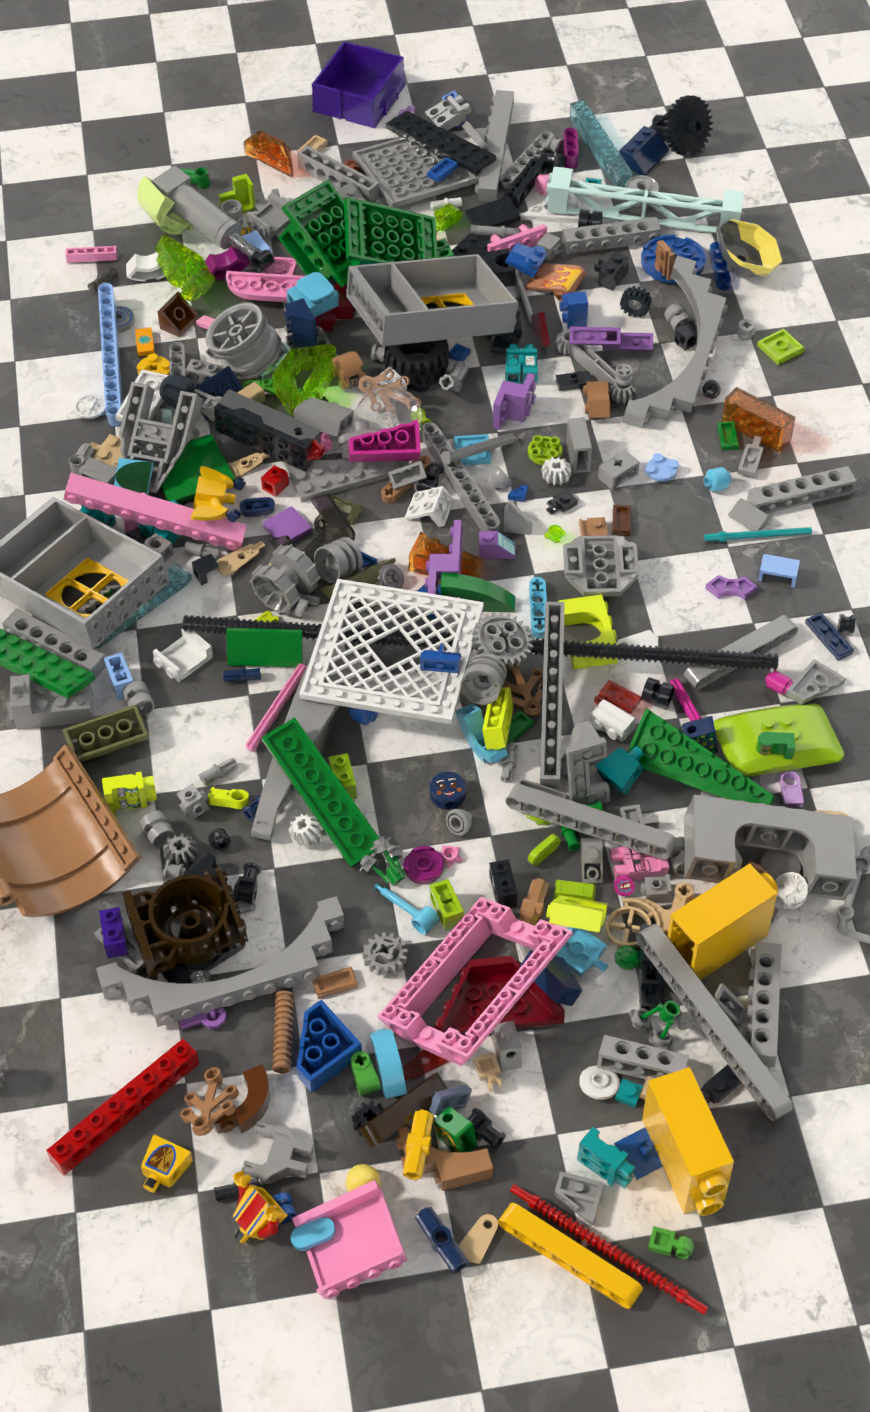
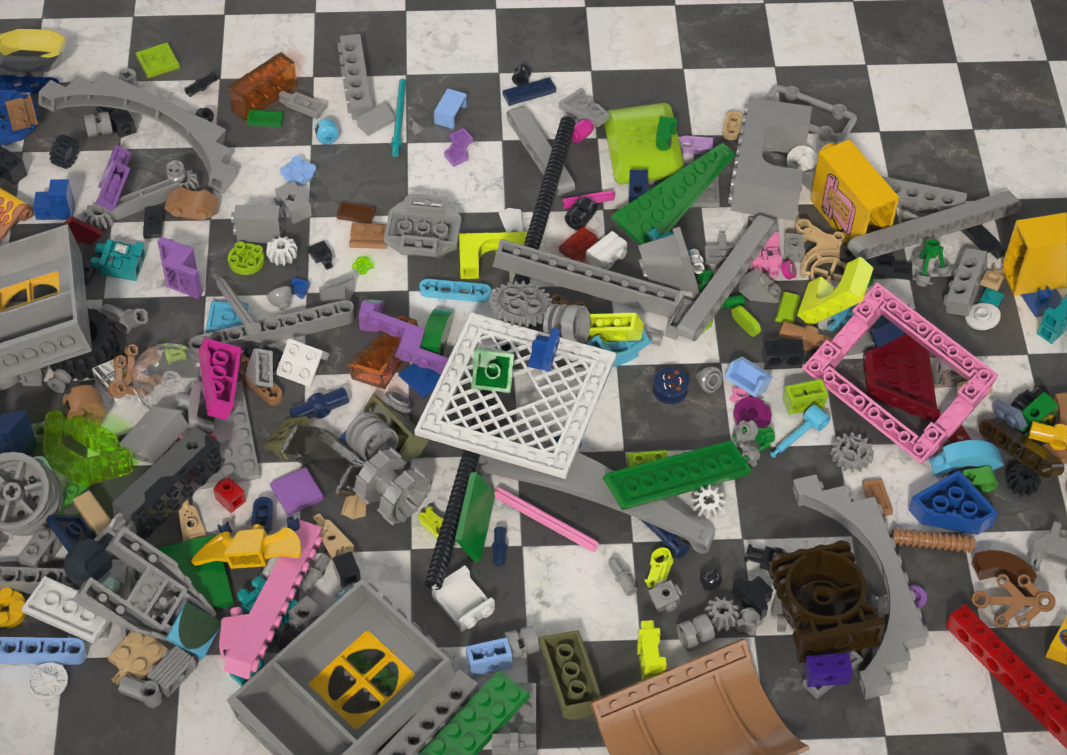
camera: 85 degrees left, 0 degrees up
(380, 525) = (320, 405): none -> dark blue piece
(408, 617) = (492, 370): none -> green slope
(466, 853) = (748, 376): none -> light blue panel
(613, 796) = (696, 261): none -> white pin
(755, 380) = (200, 84): none -> black pin

